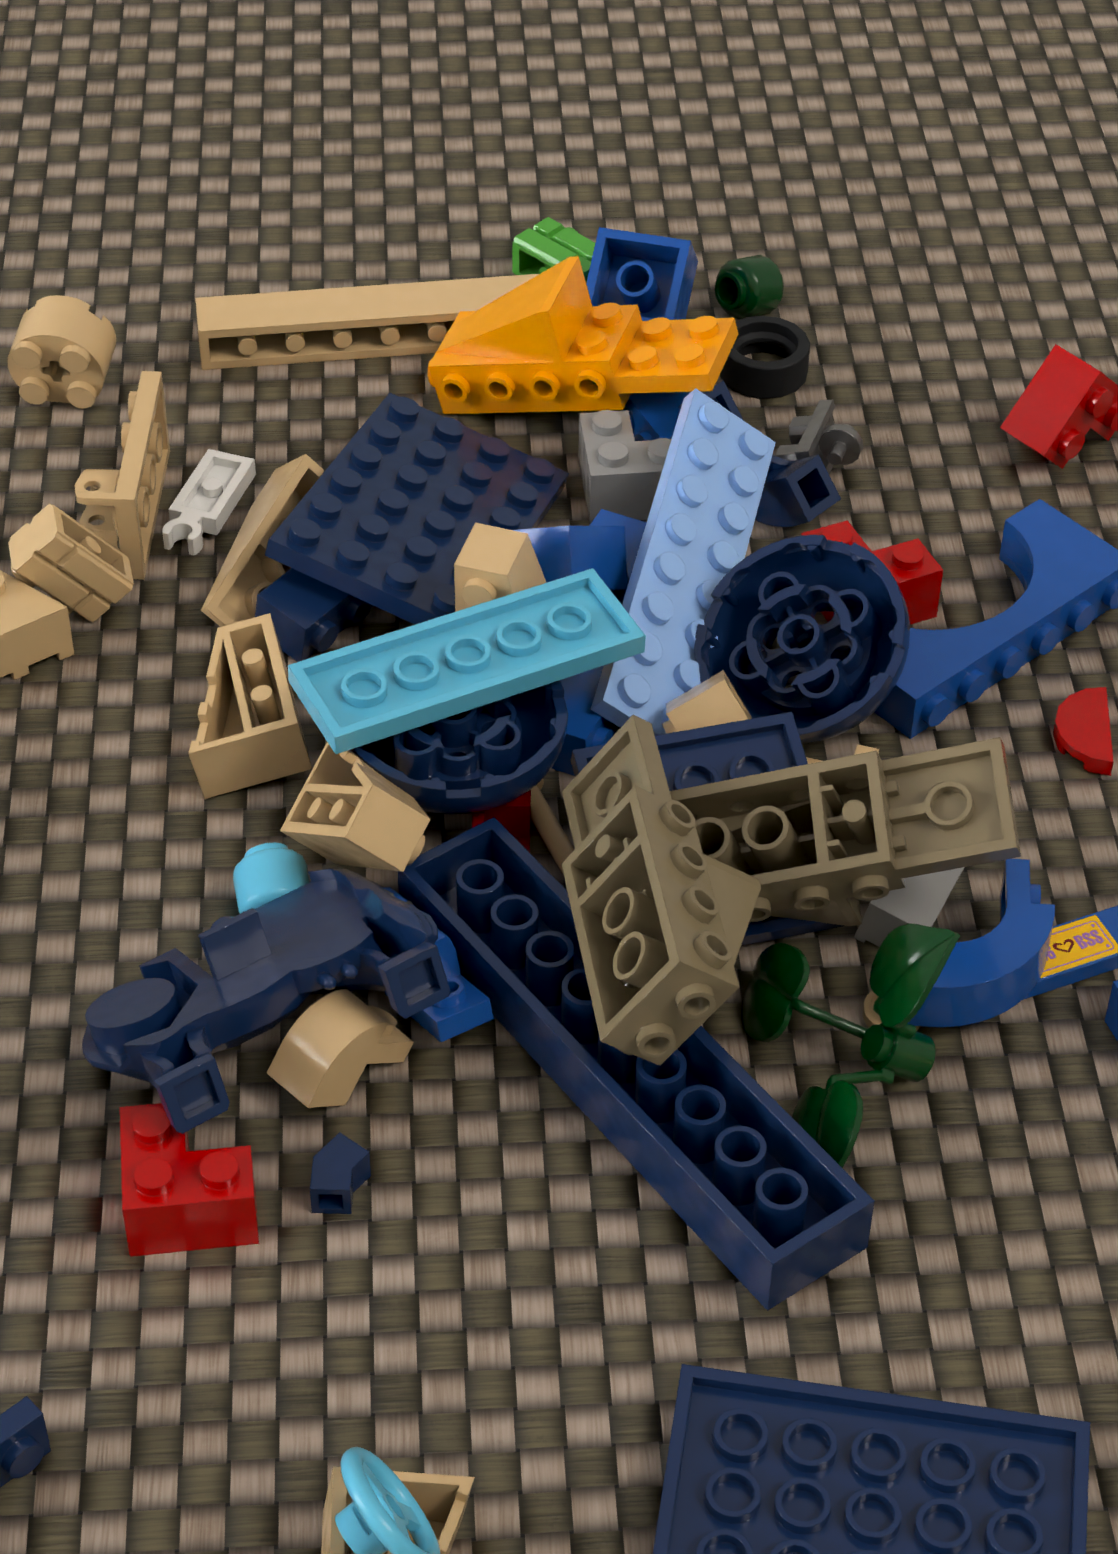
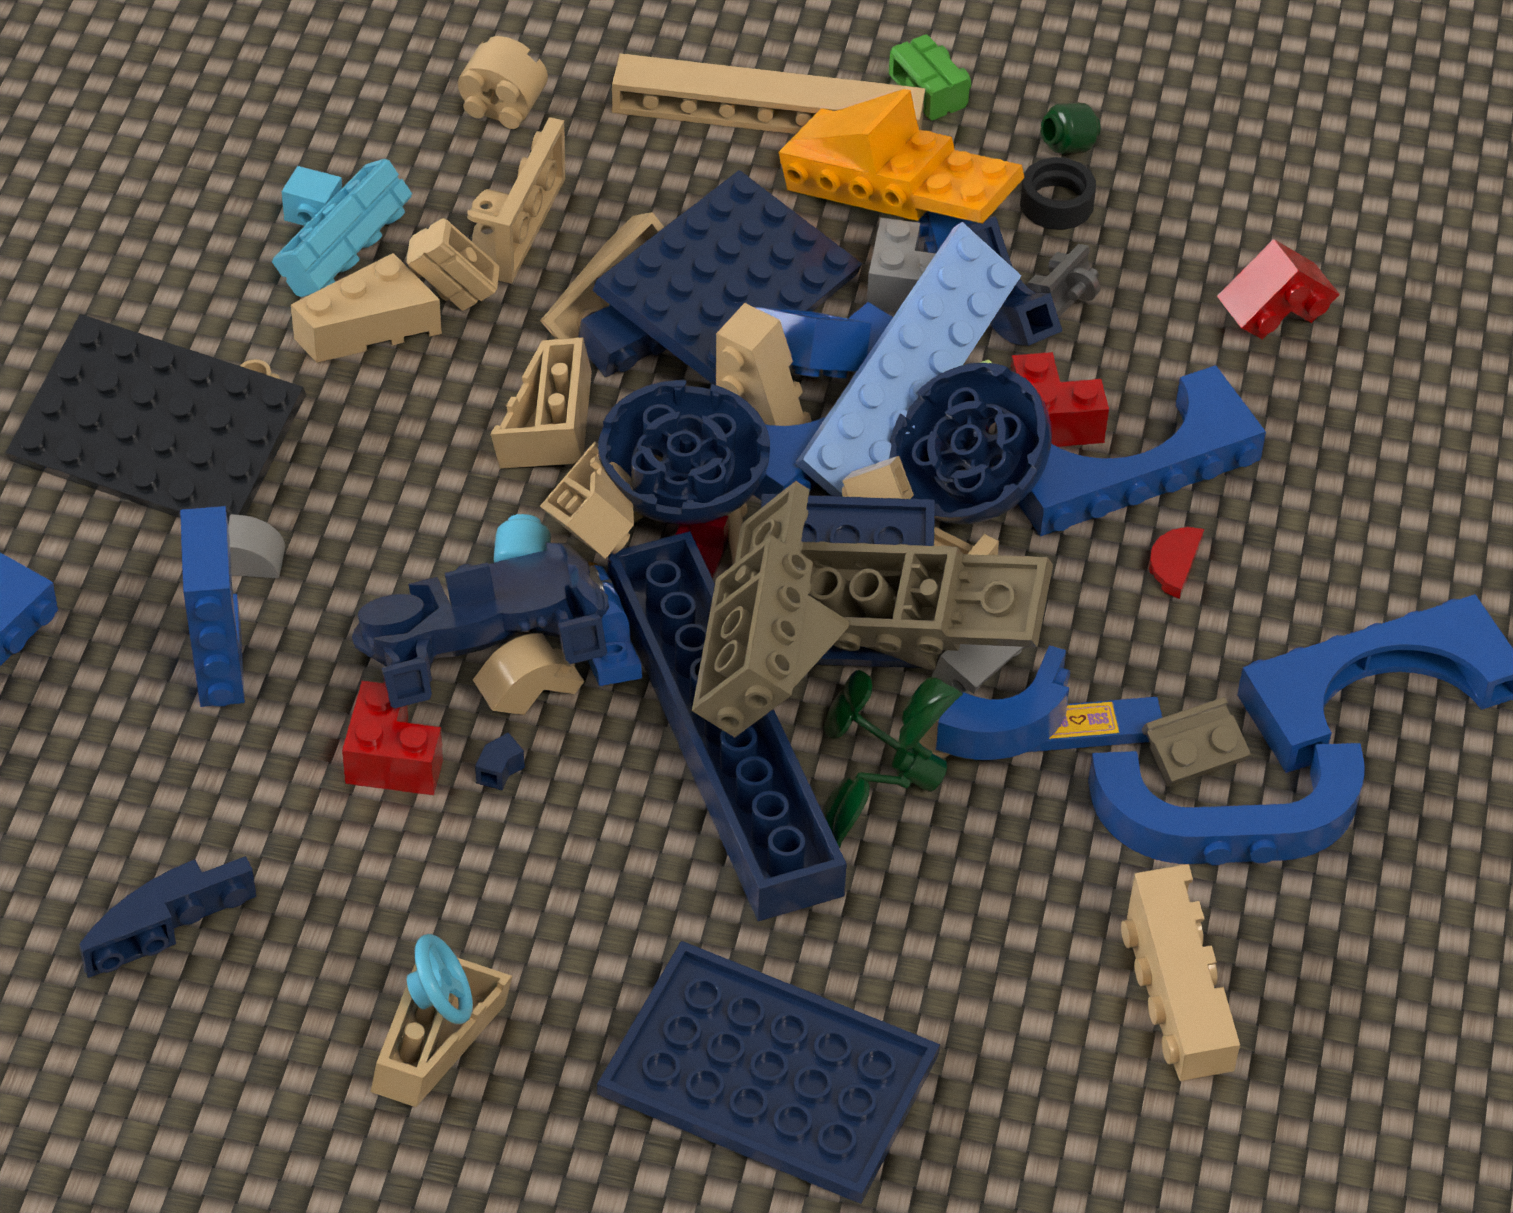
camera: 15 degrees right, 5 degrees up
(208, 498) = (577, 227): white plate -> none
(464, 660) = (703, 408): medium azure plate -> none
(642, 271) = (974, 111): blue brick -> none

